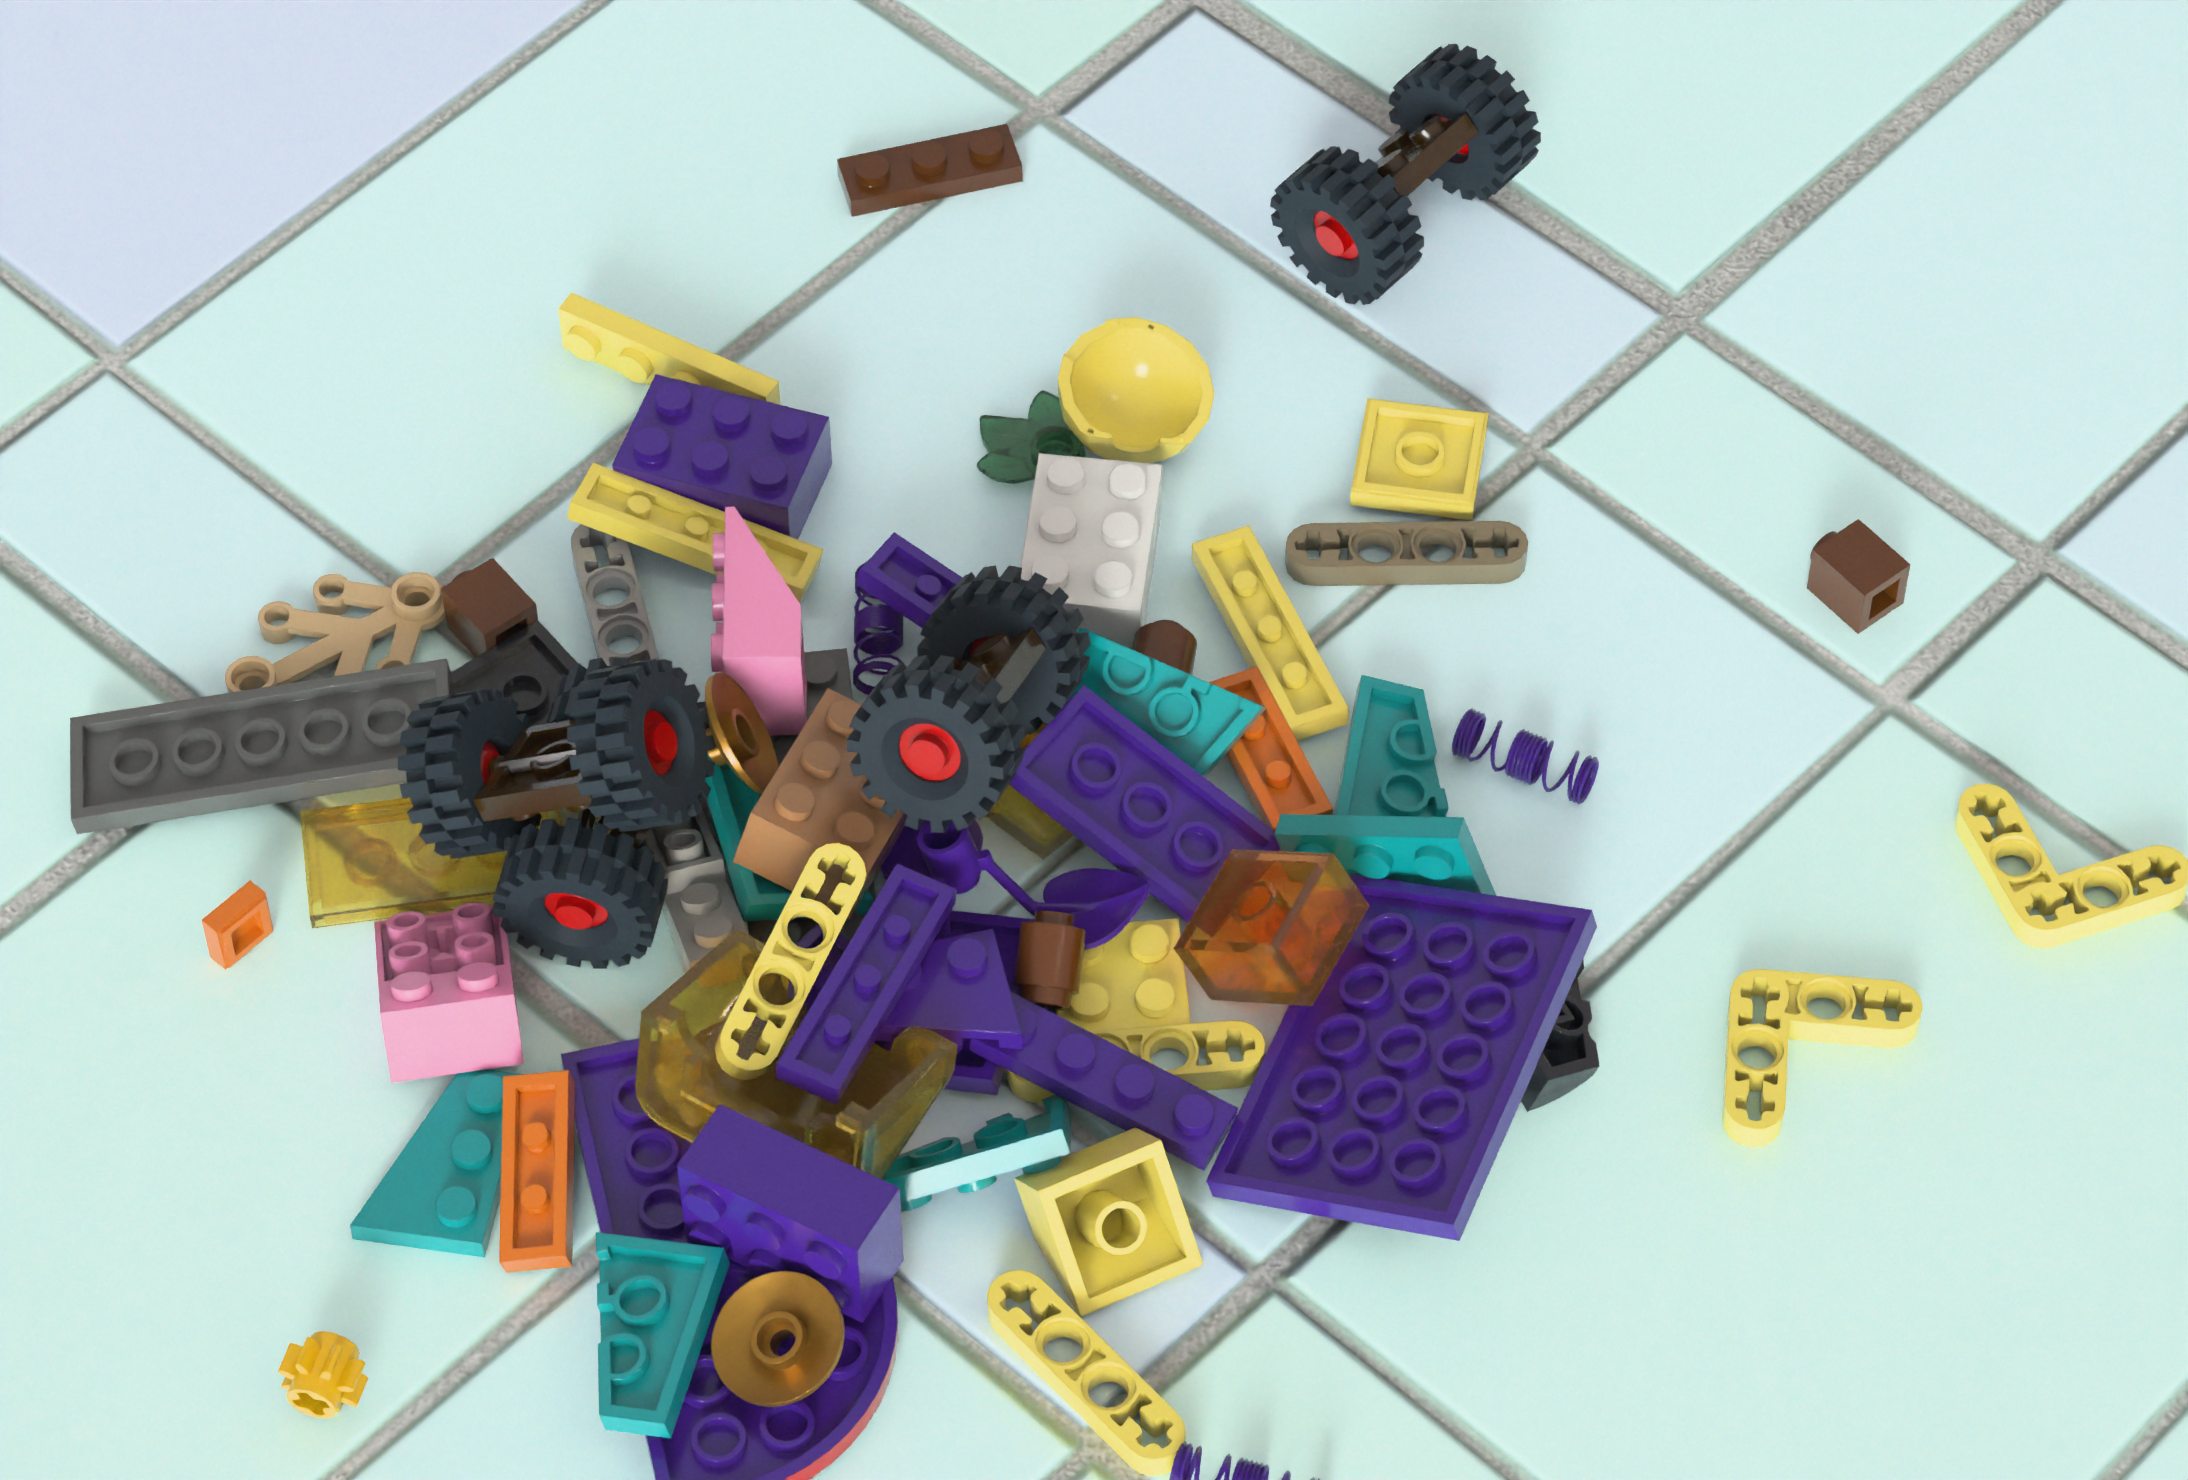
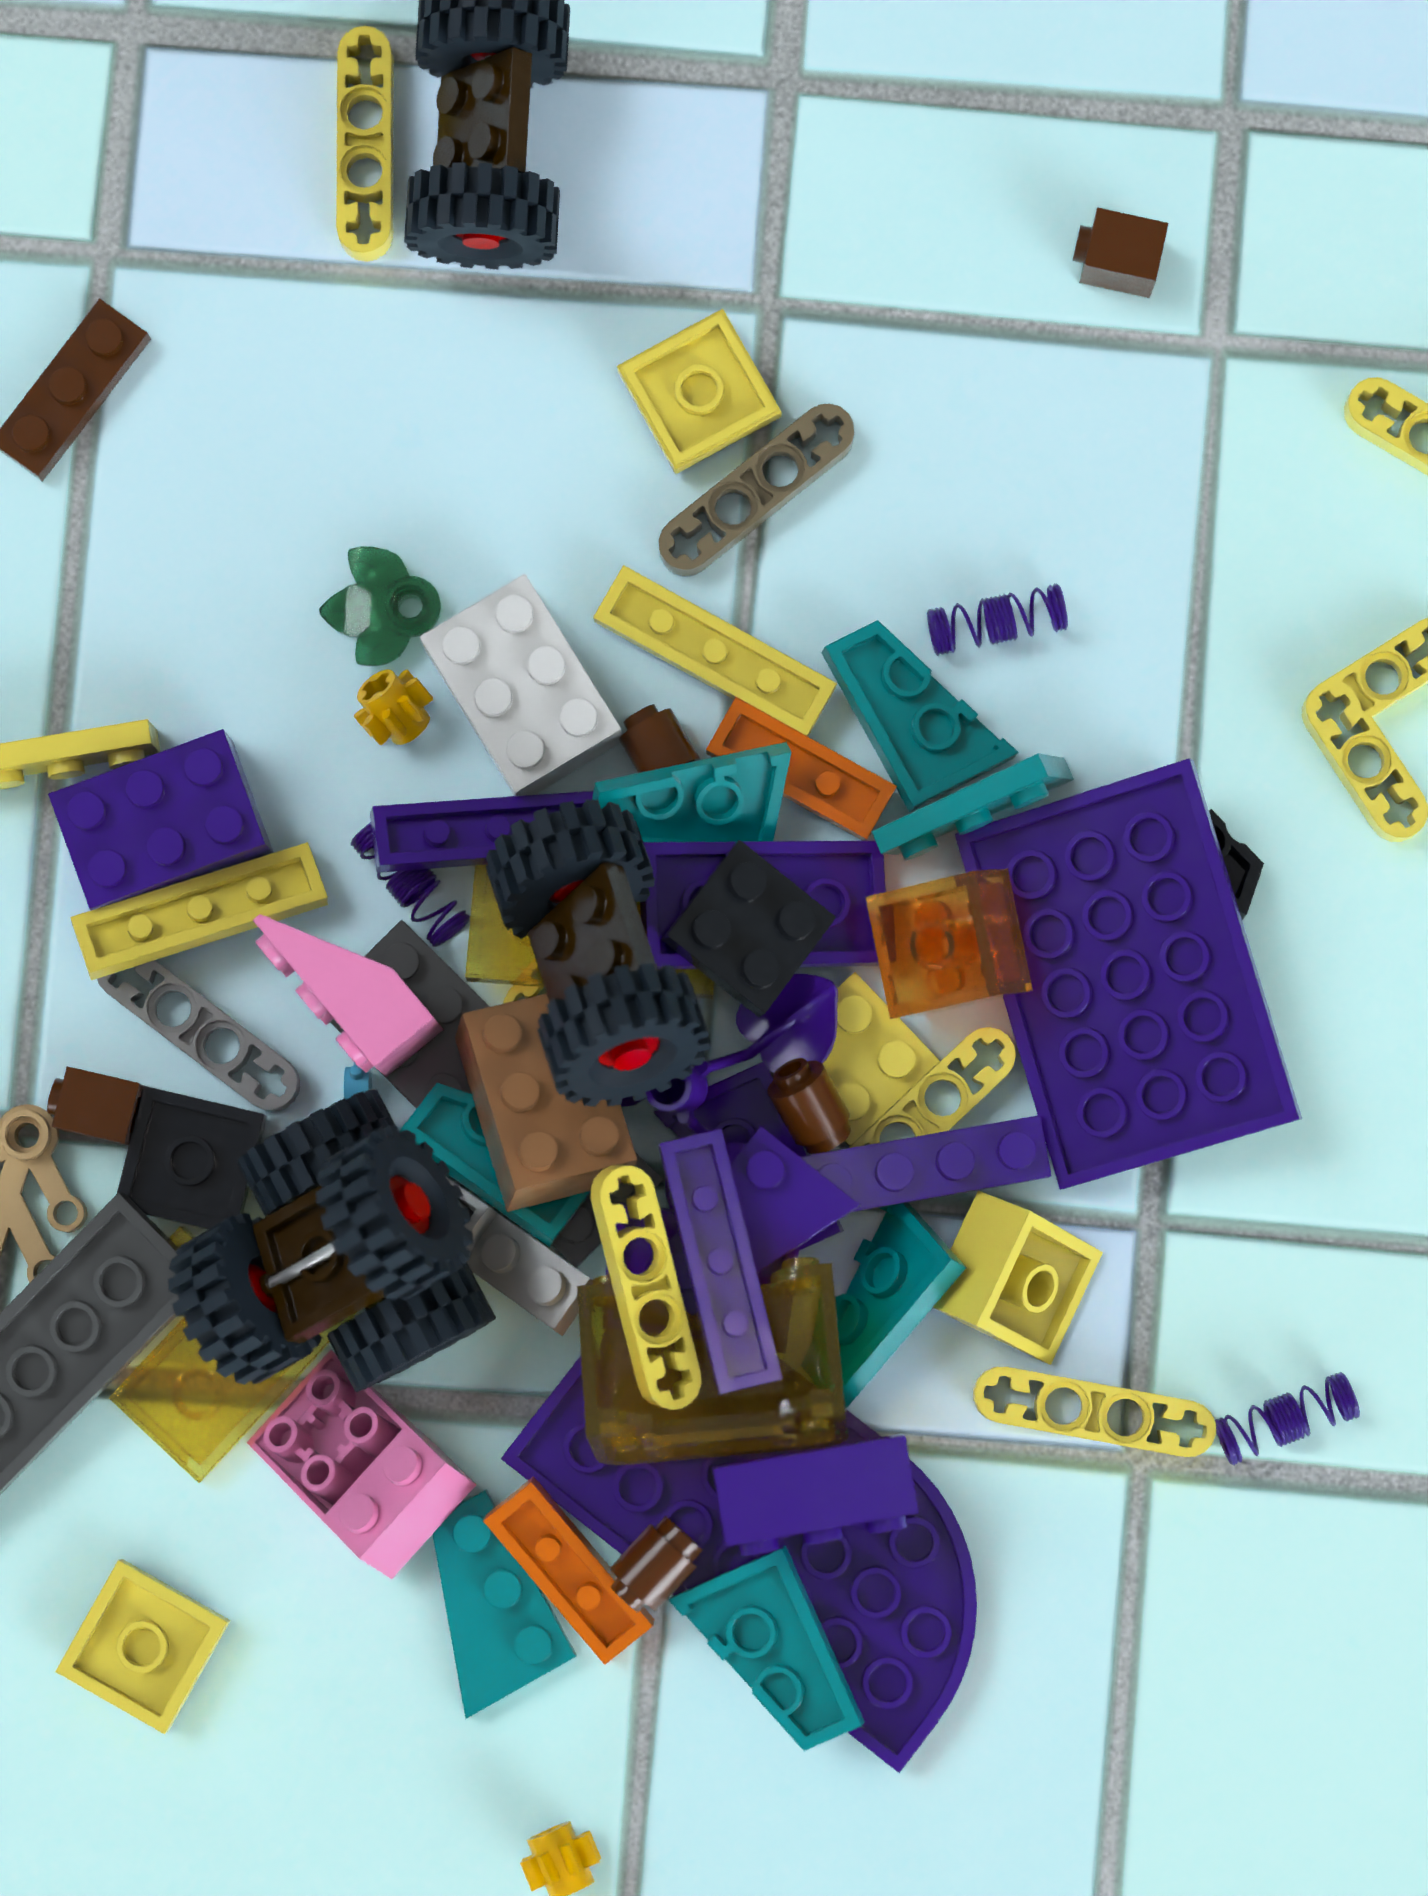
camera: 35 degrees left, 30 degrees up
(153, 996) = (142, 1646): none -> light yellow plate
(237, 925) = (155, 1537): orange tile -> none
(609, 1195) = (654, 1565): none -> reddish brown brick
(738, 733) = (431, 1107): pearl gold dish -> none
(758, 1321) = (877, 1614): pearl gold dish -> none
(976, 502) = (393, 707): none -> yellow gear
(1114, 802) = (748, 928): none -> black plate
(1134, 390) = (440, 509): light yellow cylinder -> none
(1295, 149) = (369, 143): none -> light yellow beam

